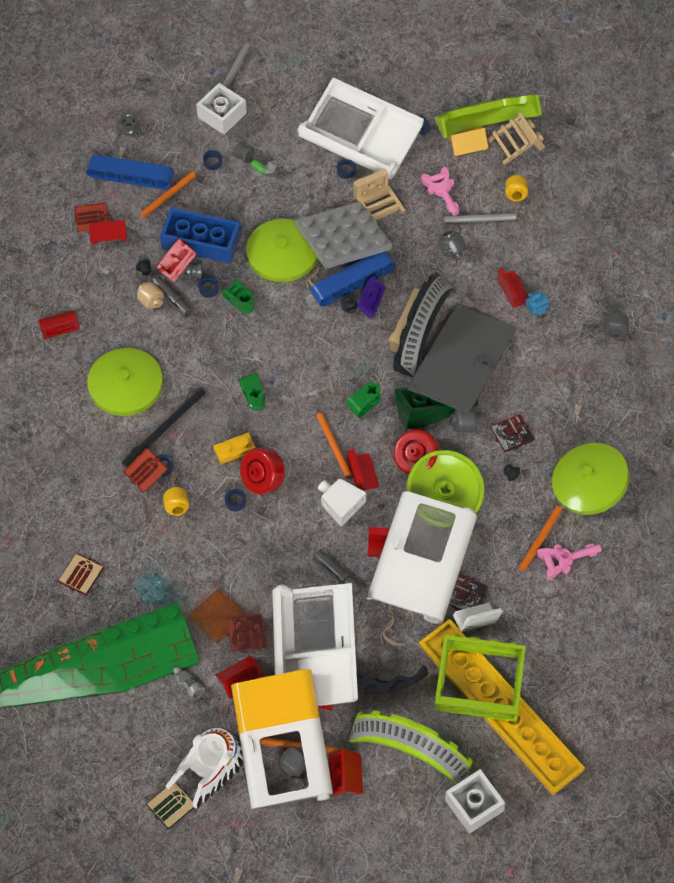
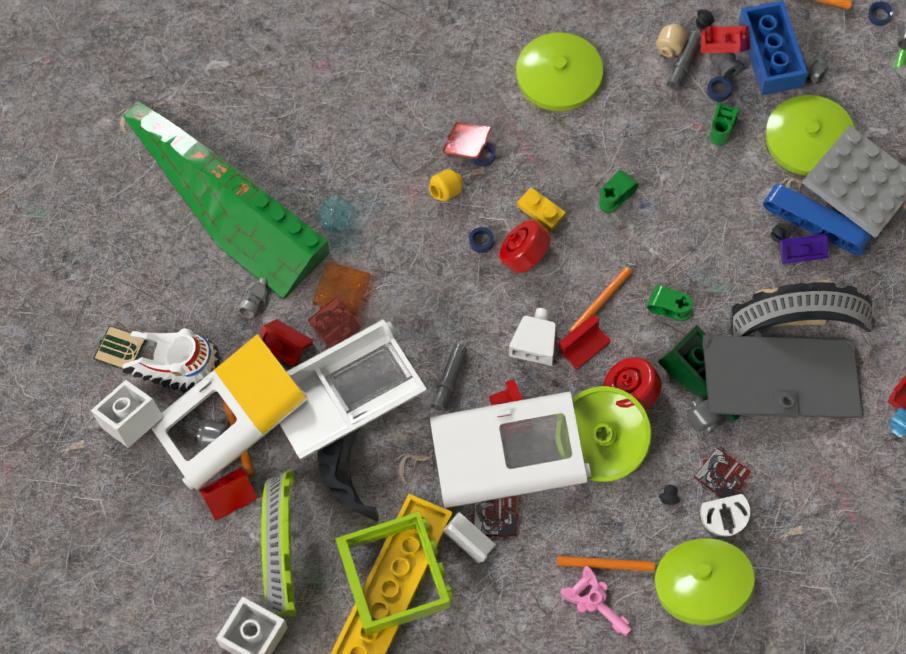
camera: 65 degrees right, 5 degrees up
(80, 574) = (322, 145): piece -> none
(137, 450) = (526, 132): black bar -> none
(240, 816) = (127, 413): none -> white brick
(542, 453) = (739, 520): none -> white piece

